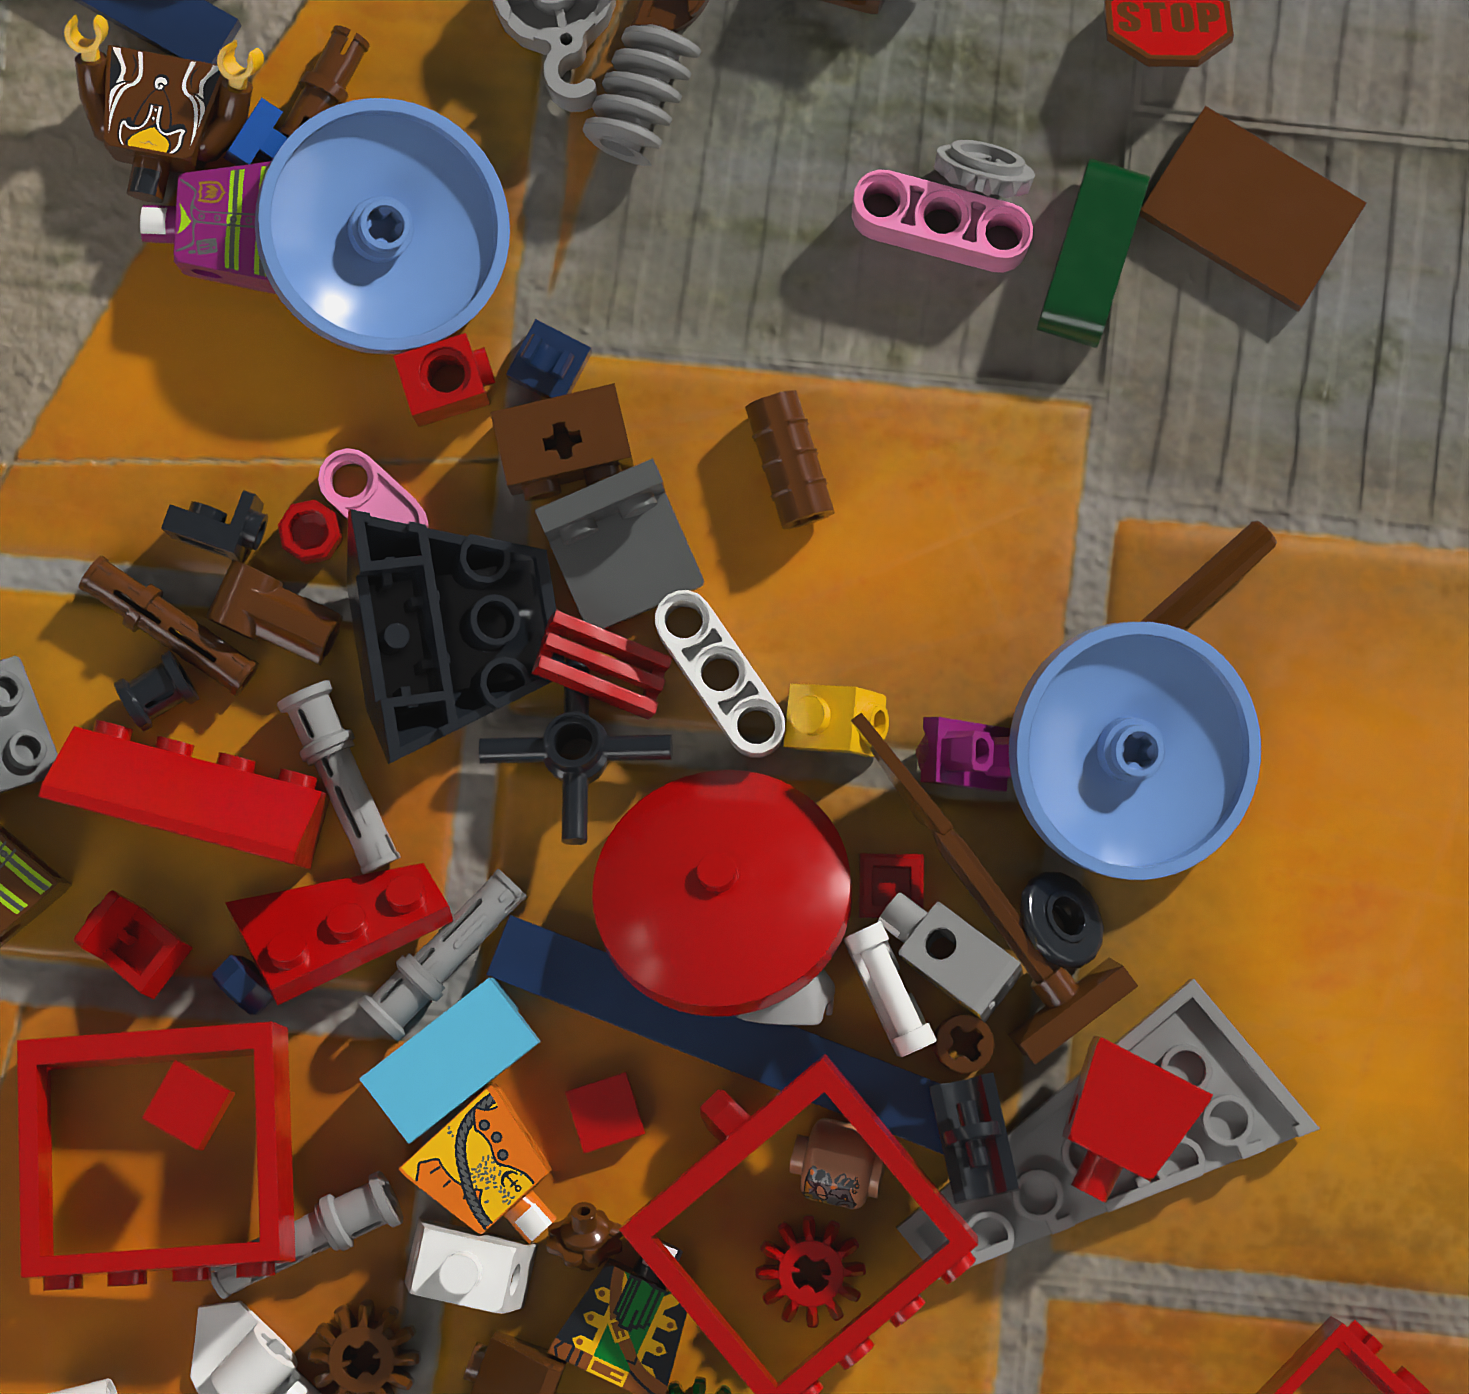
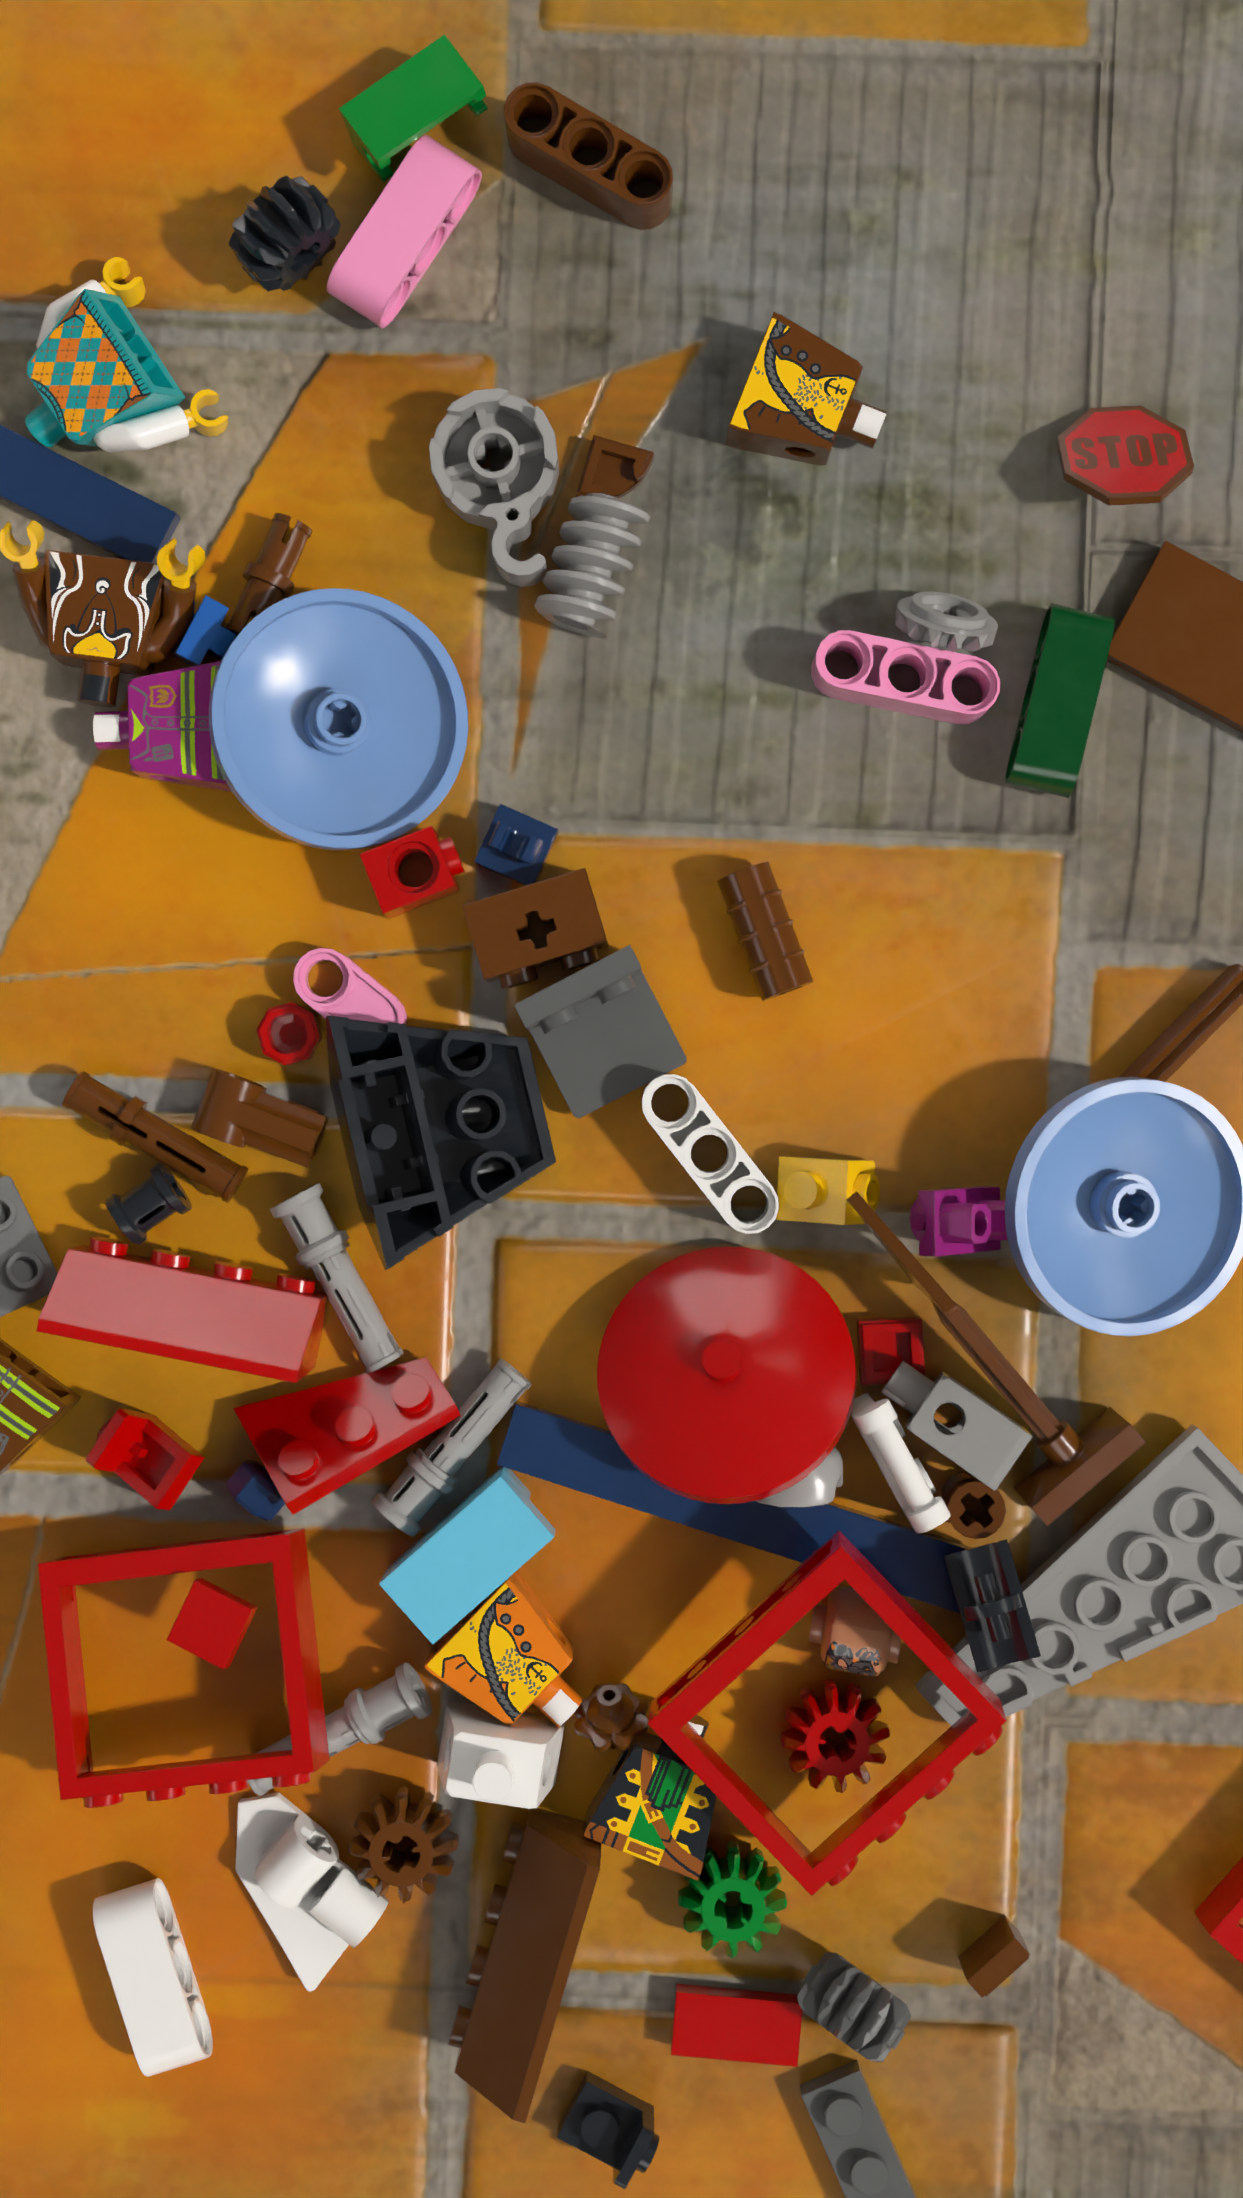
camera: 10 degrees left, 5 degrees up
(206, 527) = (185, 1038): black bracket -> none
(580, 772) = (570, 1264): black bar -> none
(605, 1112) = (622, 1590): red tile -> none
(608, 643) = (597, 1128): red tile -> none
(722, 1114) = (740, 1588): red tile -> none
(1076, 909) = (1080, 1371): black piece -> none
(1127, 1116) = (1142, 1573): red torso -> none

